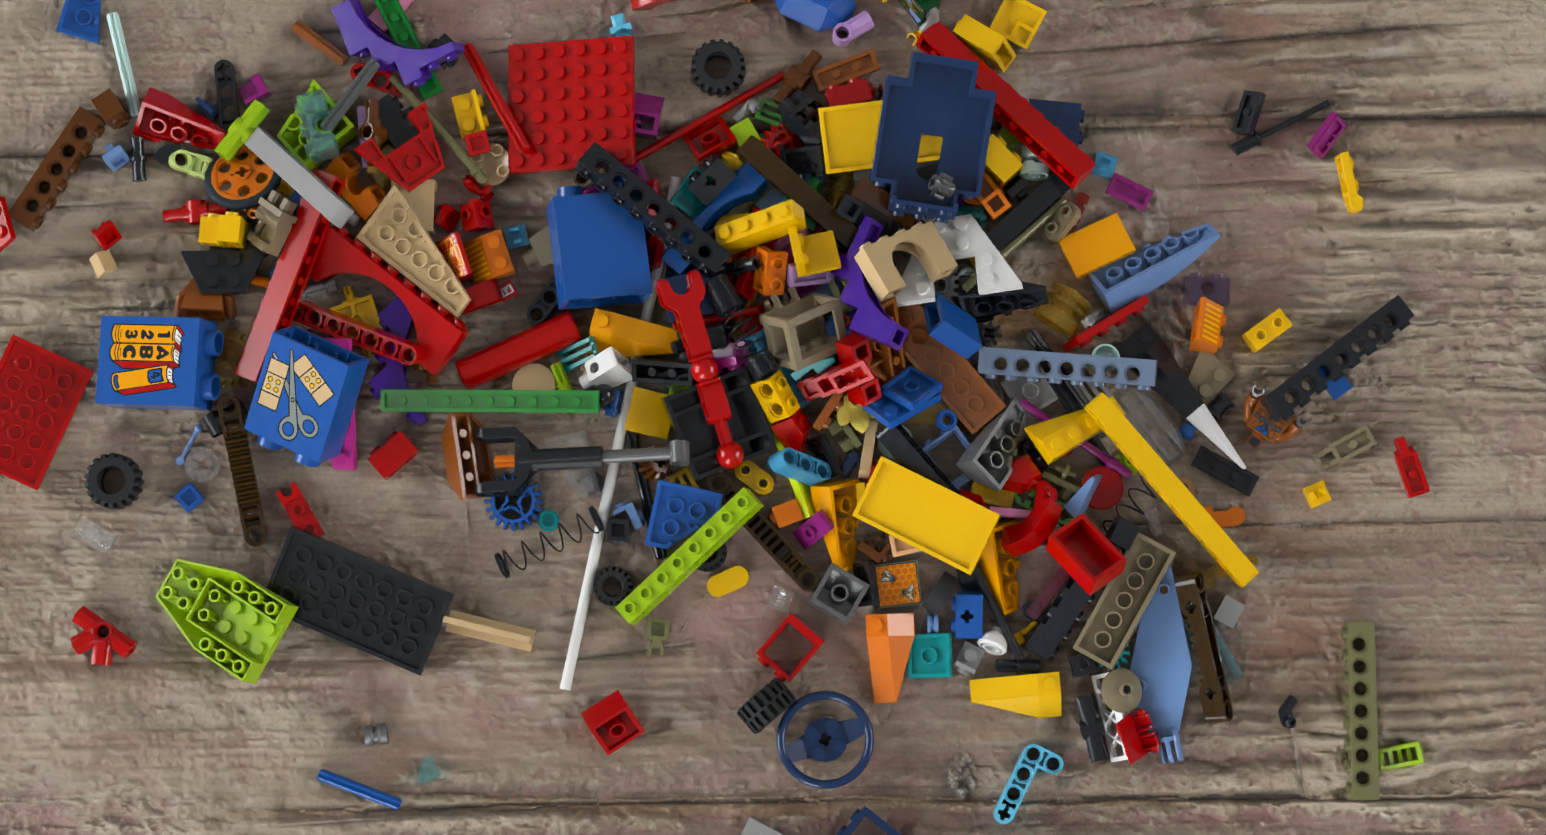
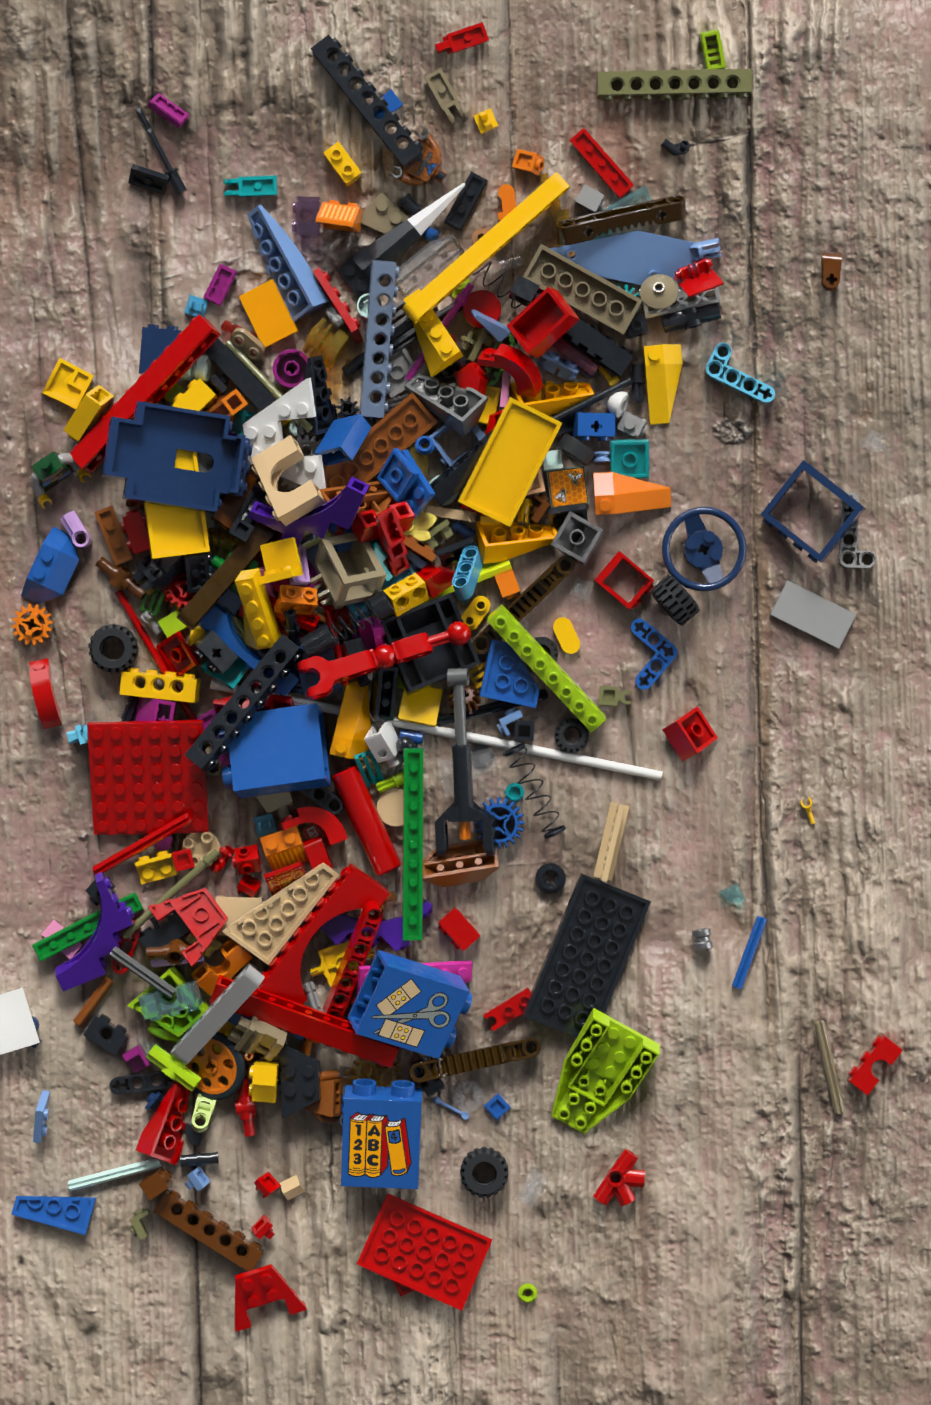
camera: 90 degrees left, 5 degrees up
(57, 230) = (263, 1227): none -> red tile
(64, 90) = (138, 1226): none -> olive bracket
(281, 118) = (162, 1033): none -> lime arm
(282, 44) = (95, 1034): none -> black brick
(439, 558) = (548, 887): none -> black gear
(496, 123) = (164, 844): none -> magenta plate
(514, 308) = (327, 823): none -> red arch
(649, 86) = (130, 709): none -> black axle
(675, 86) = (130, 686): none -> yellow brick
(703, 687) = (659, 656): none -> blue beam
(812, 409) = (415, 561): none -> medium blue bracket
(813, 529) = (521, 561): magenta plate -> none
(871, 534) = (524, 511): none -> yellow pin
(928, 566) = (553, 460): none -> light aqua panel
(941, 186) = (221, 449): dark grey gear -> none
(1040, 261) = (283, 362): none -> magenta brick
(1042, 567) = (553, 361): none -> medium blue hinge
(1241, 230) = (252, 186): none -> teal hinge
(1269, 626) = (601, 163): none -> red plate
(1270, 542) = (528, 162): none -> orange bracket
(1348, 183) = (211, 91): yellow hinge -> none

